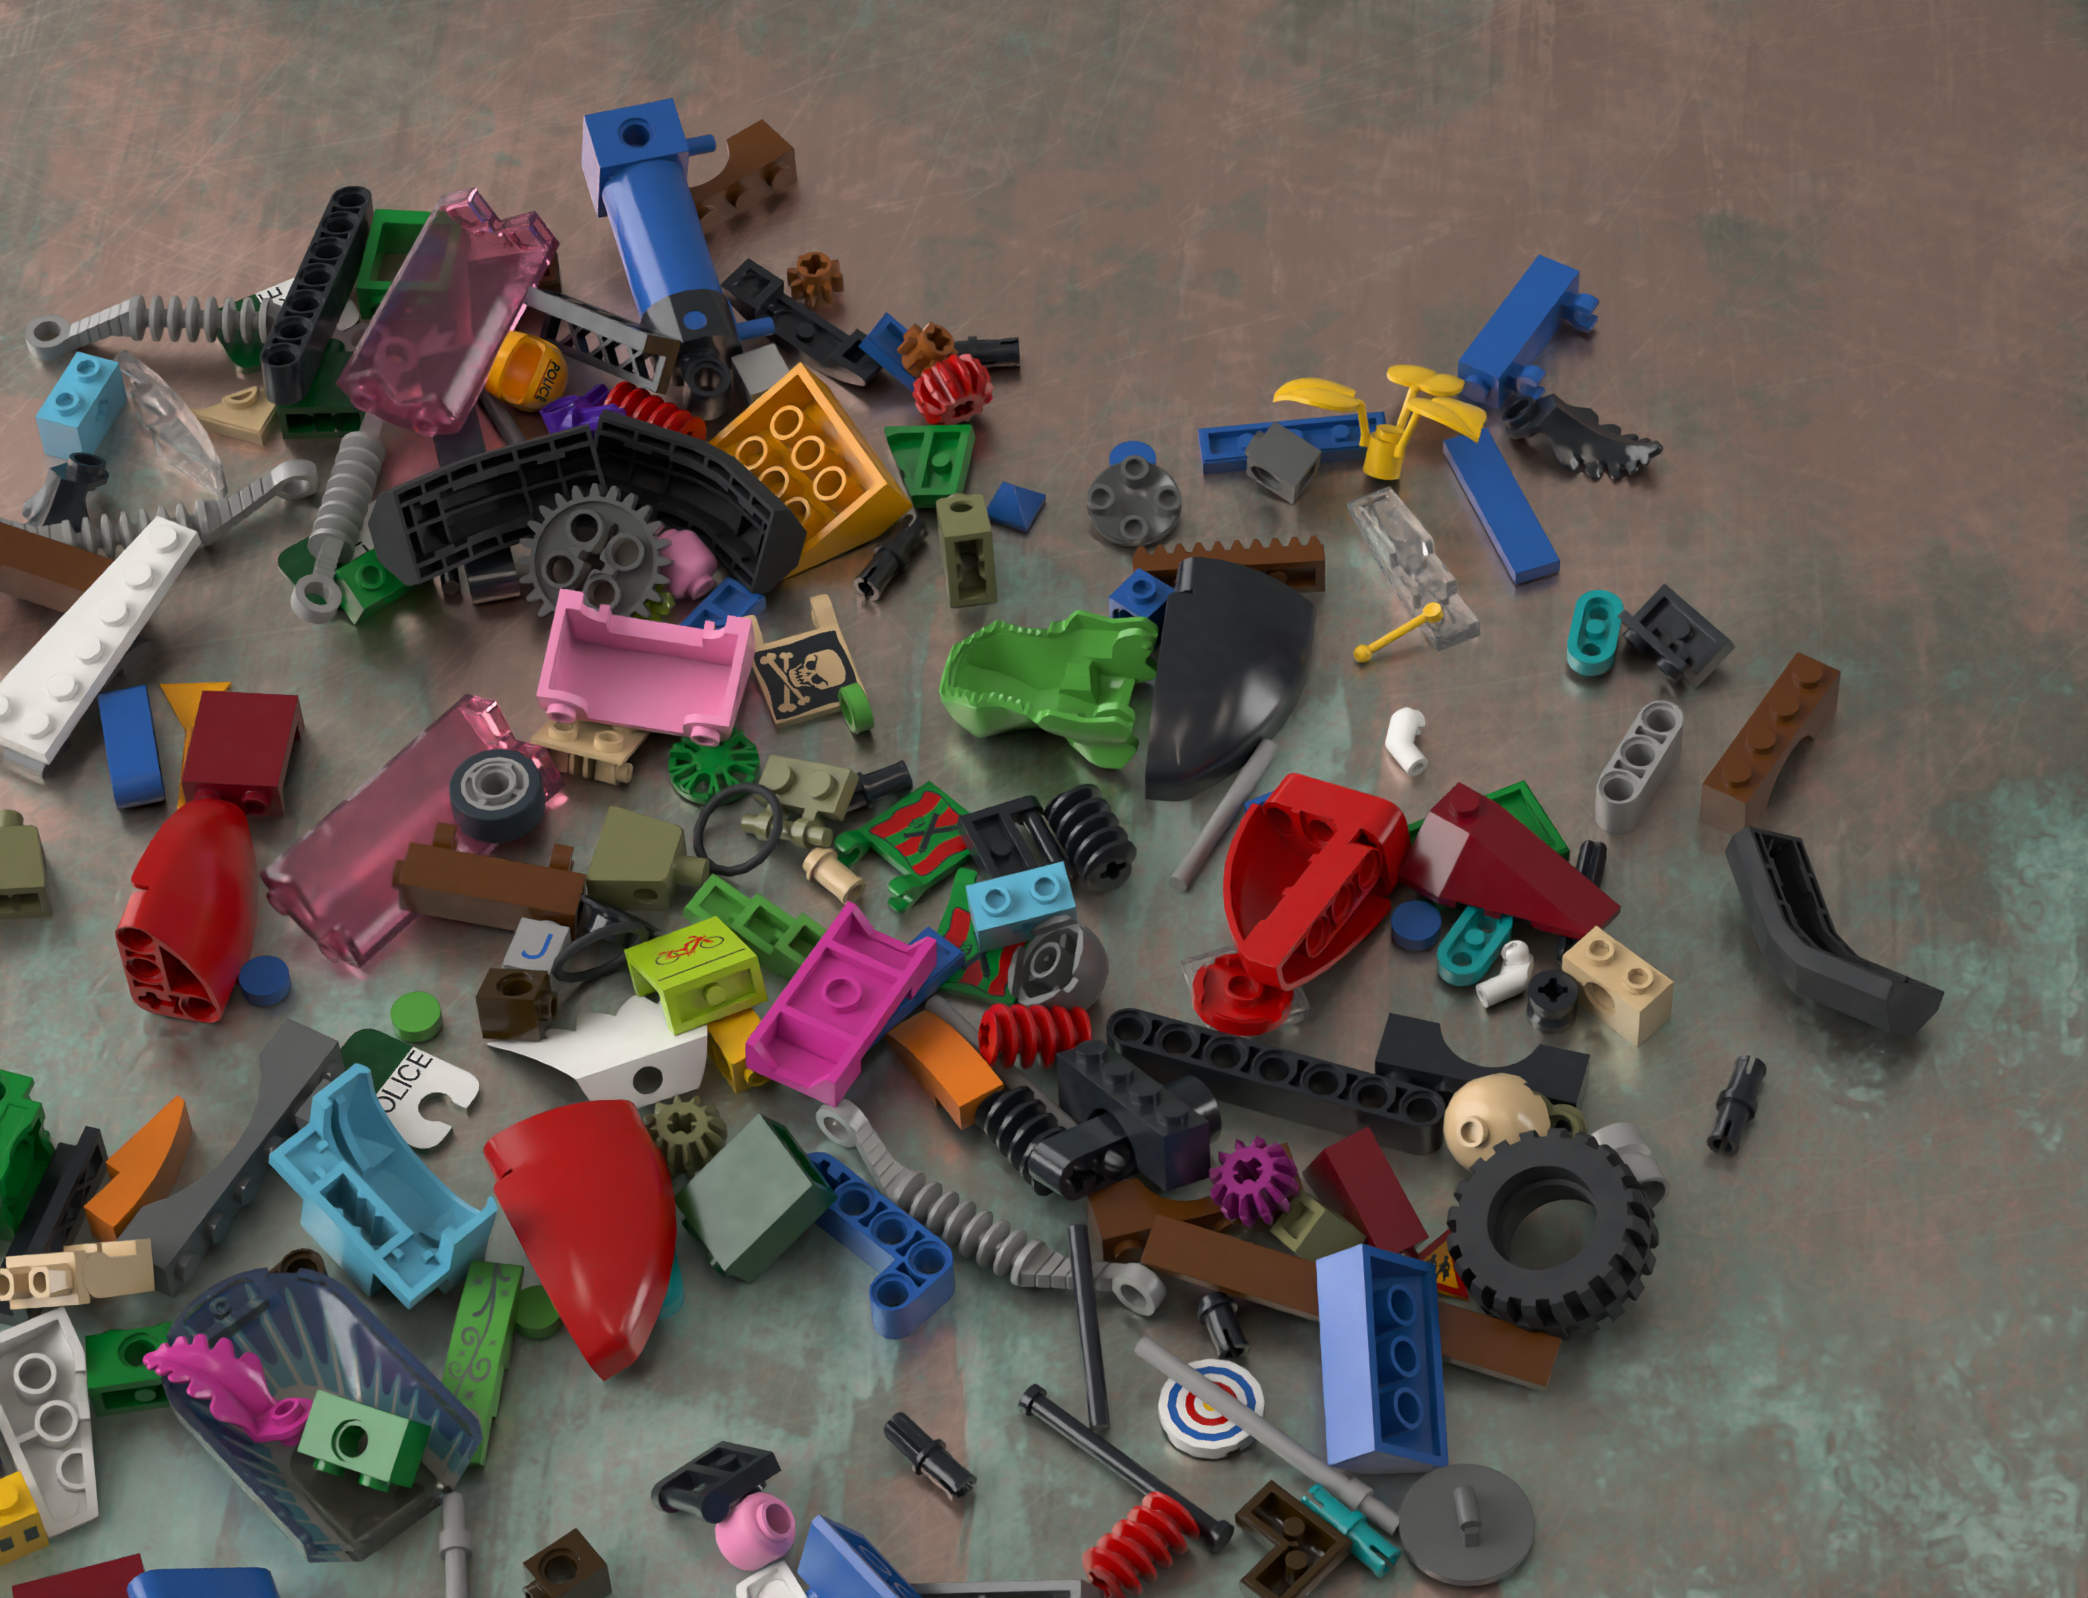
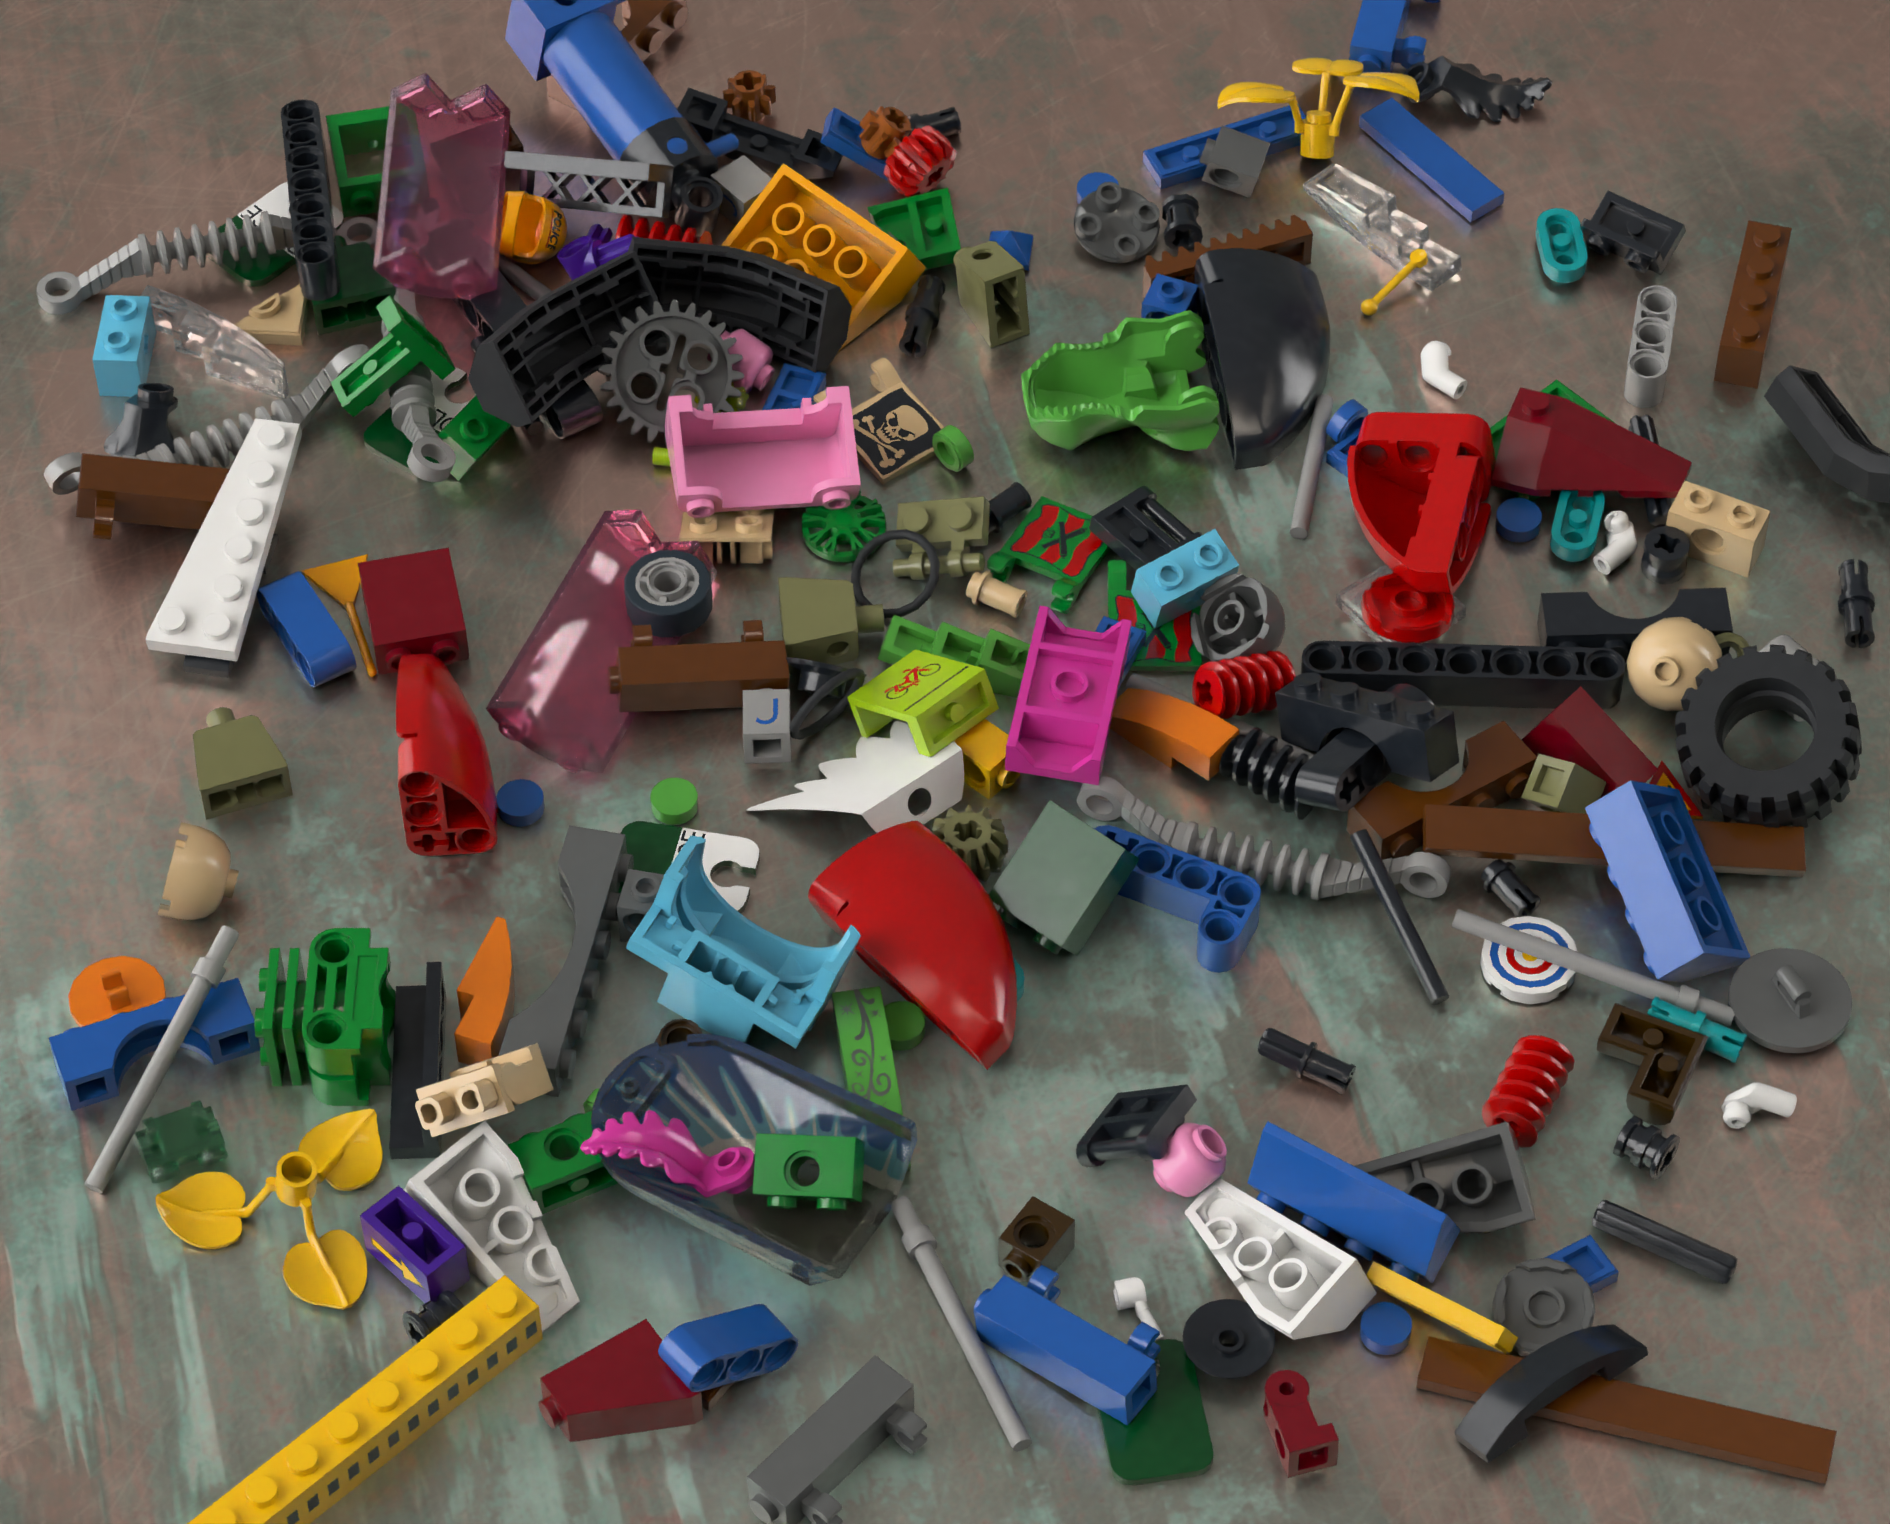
camera: 20 degrees left, 0 degrees up
(338, 471) = (390, 359): none -> green bracket
(516, 1004) = (768, 767): dark brown brick -> none
(1035, 1402) = (1460, 1020): black bar -> none
(1091, 837) = (1210, 506): black piece -> none
(1204, 509) = (1181, 215): none -> black bush
(1253, 1181) = (1500, 756): magenta gear -> none
(1274, 770) = (1346, 420): none -> blue tile

